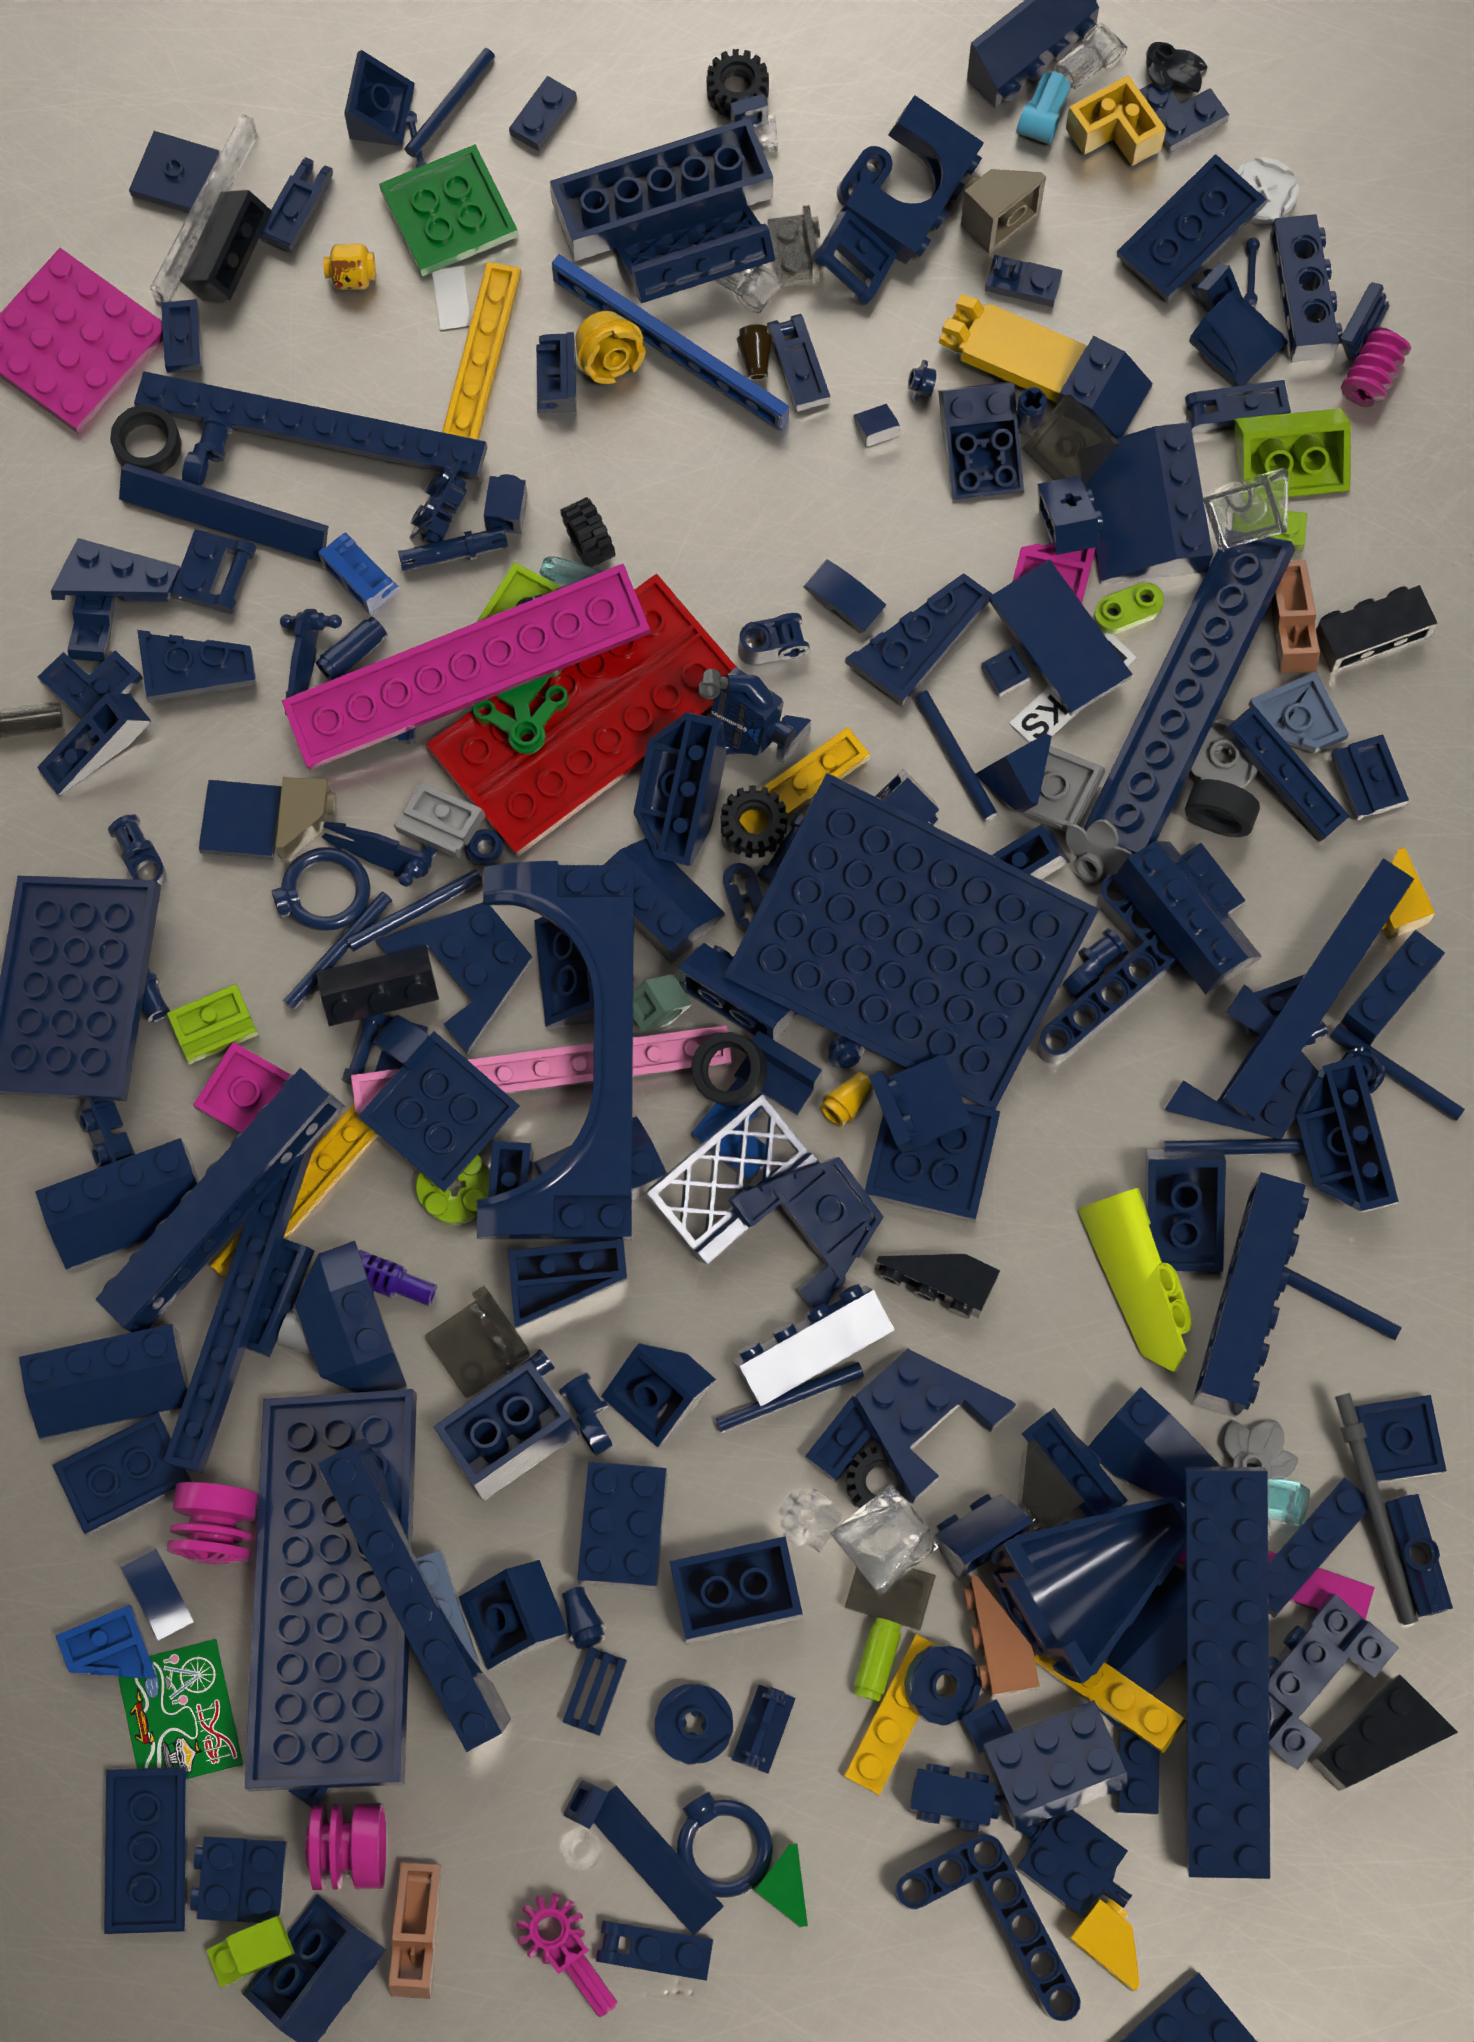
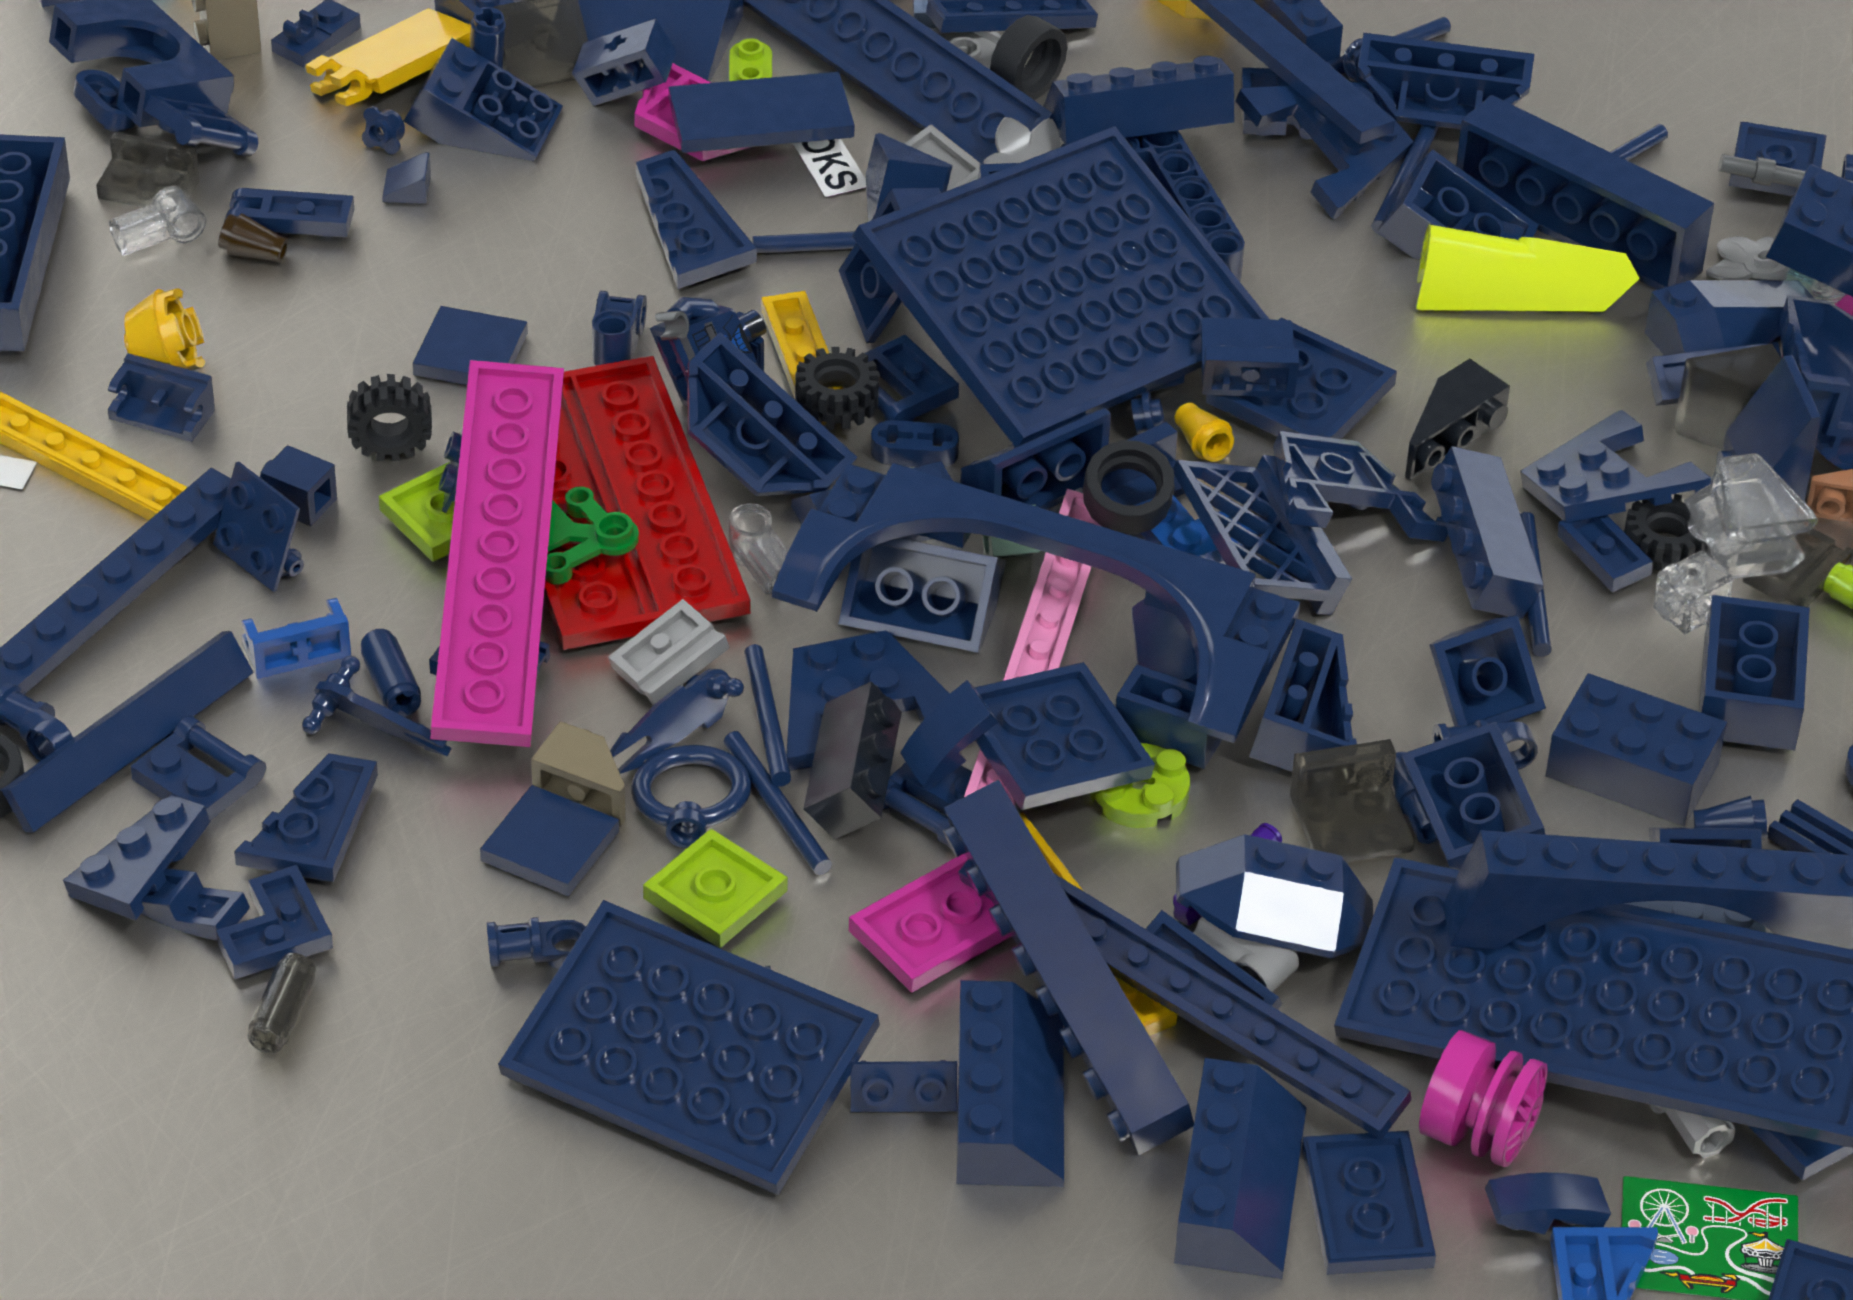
camera: 70 degrees left, 30 degrees down
(94, 741) = (360, 937): dark blue slope -> none
(212, 1023) = (811, 936): lime plate -> none
(233, 944) = (715, 888): none -> lime plate
(453, 549) = (326, 536): dark blue pin -> none
(485, 837) = (731, 626): dark blue plate -> none
(565, 571) = (424, 453): clear light blue tile -> none
(570, 842) = (756, 544): none -> clear piece
(672, 343) = (205, 291): blue tile -> none
(709, 260) = (102, 236): dark blue fence -> none
(712, 550) = (465, 336): none -> dark blue tile
(845, 595) = (591, 261): dark blue slope -> none
(1006, 671) = (766, 178): dark blue tile -> none

